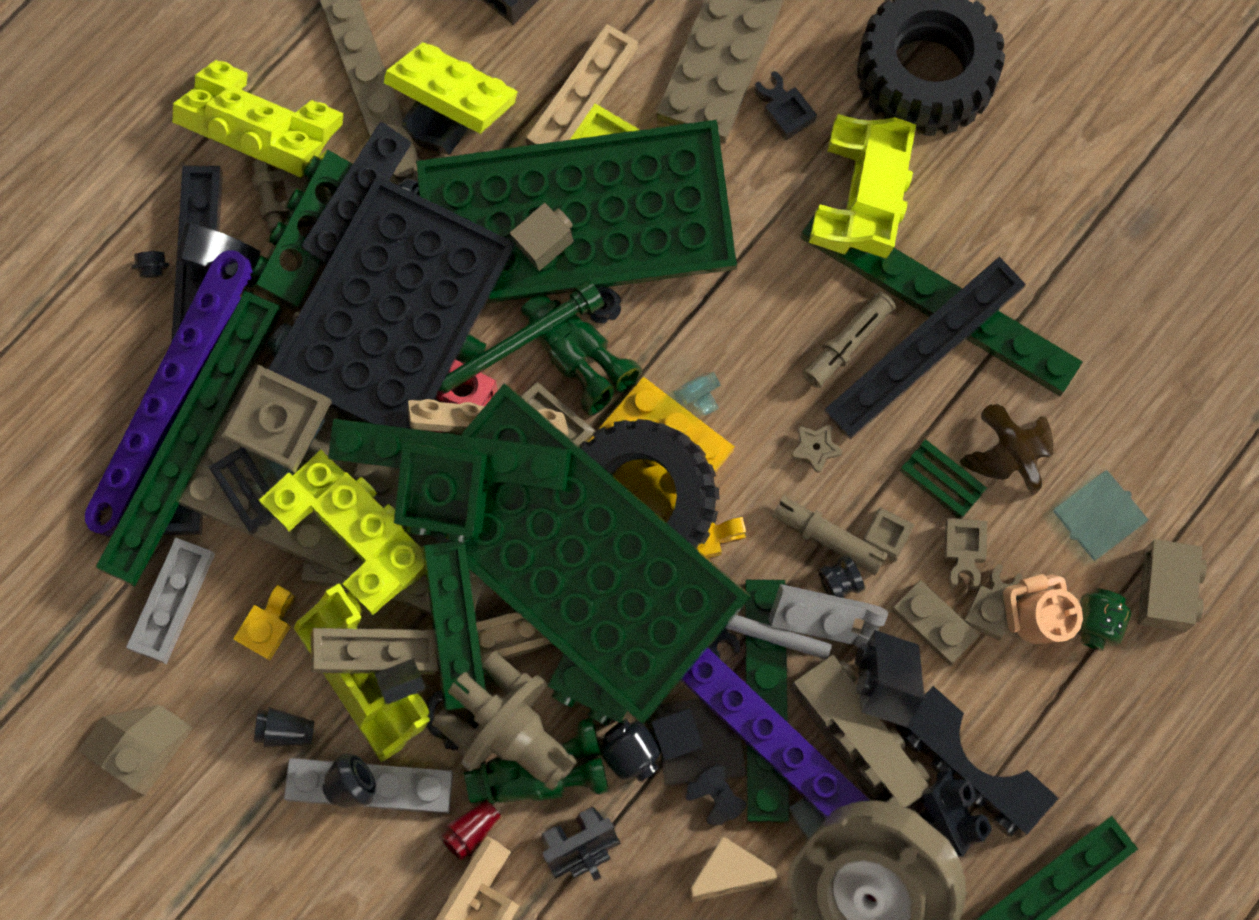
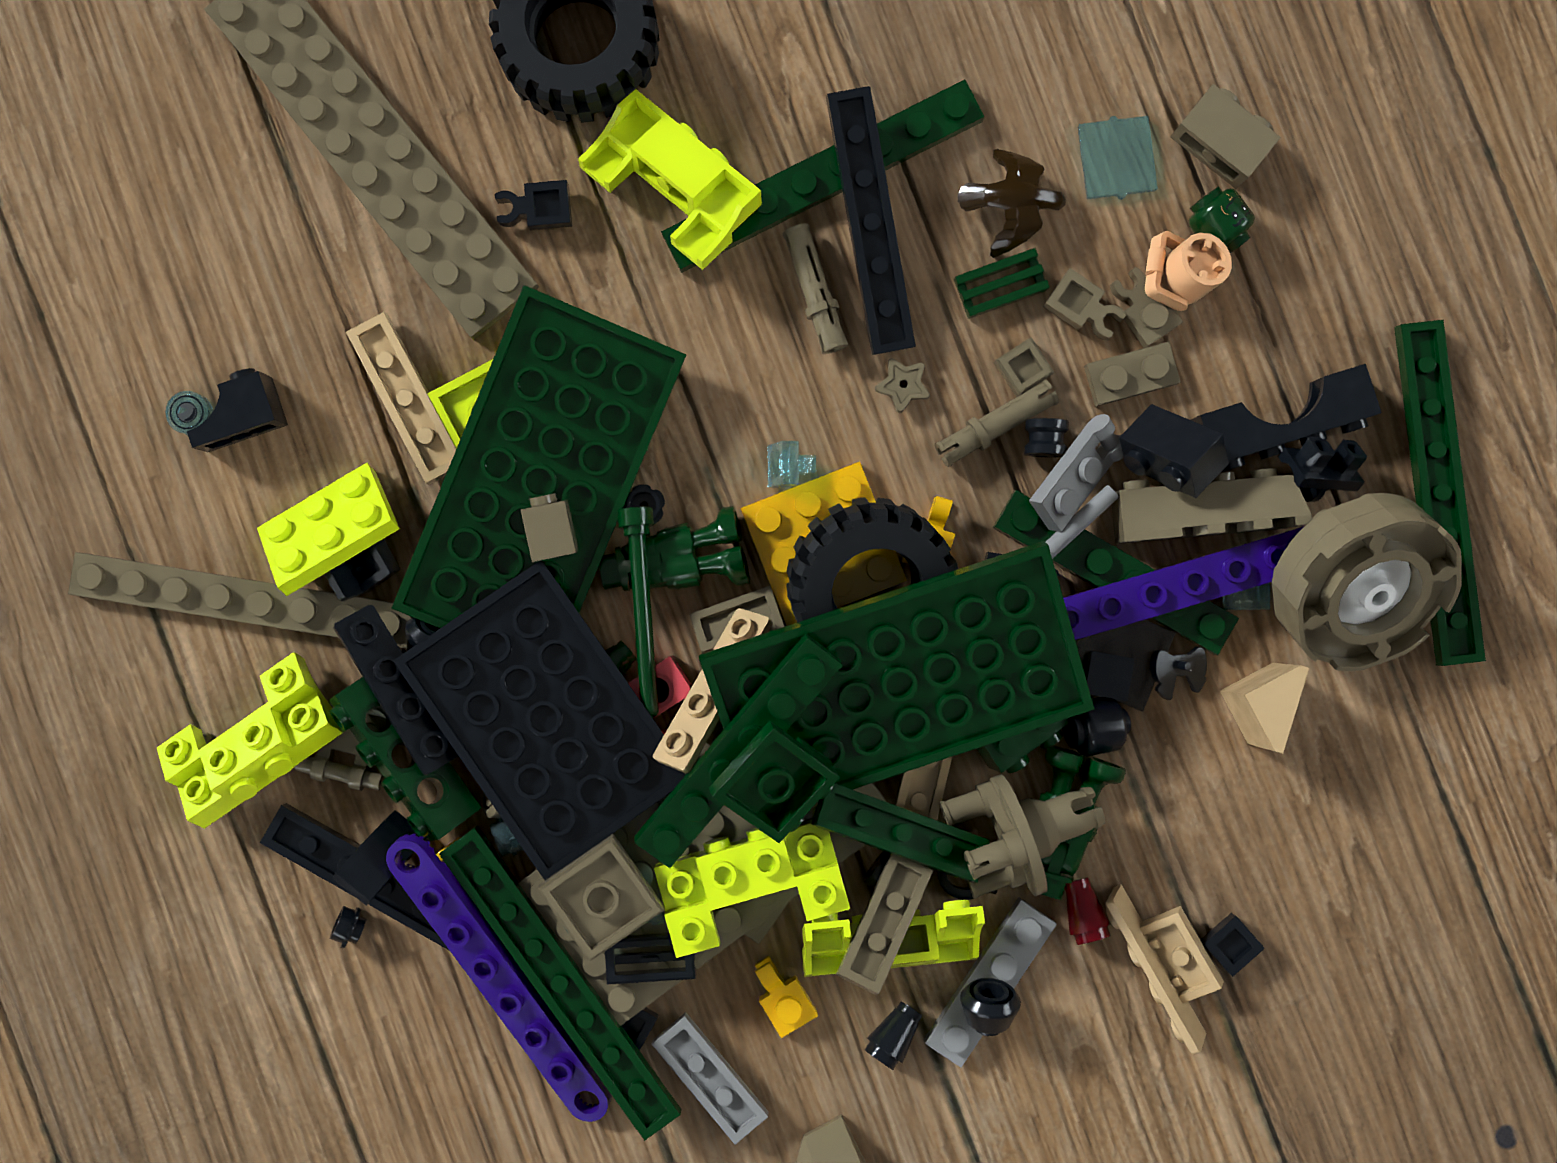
camera: 60 degrees left, 15 degrees up
(400, 681) = (933, 916): black tile -> none
(582, 851) = (1155, 840): black hips -> none

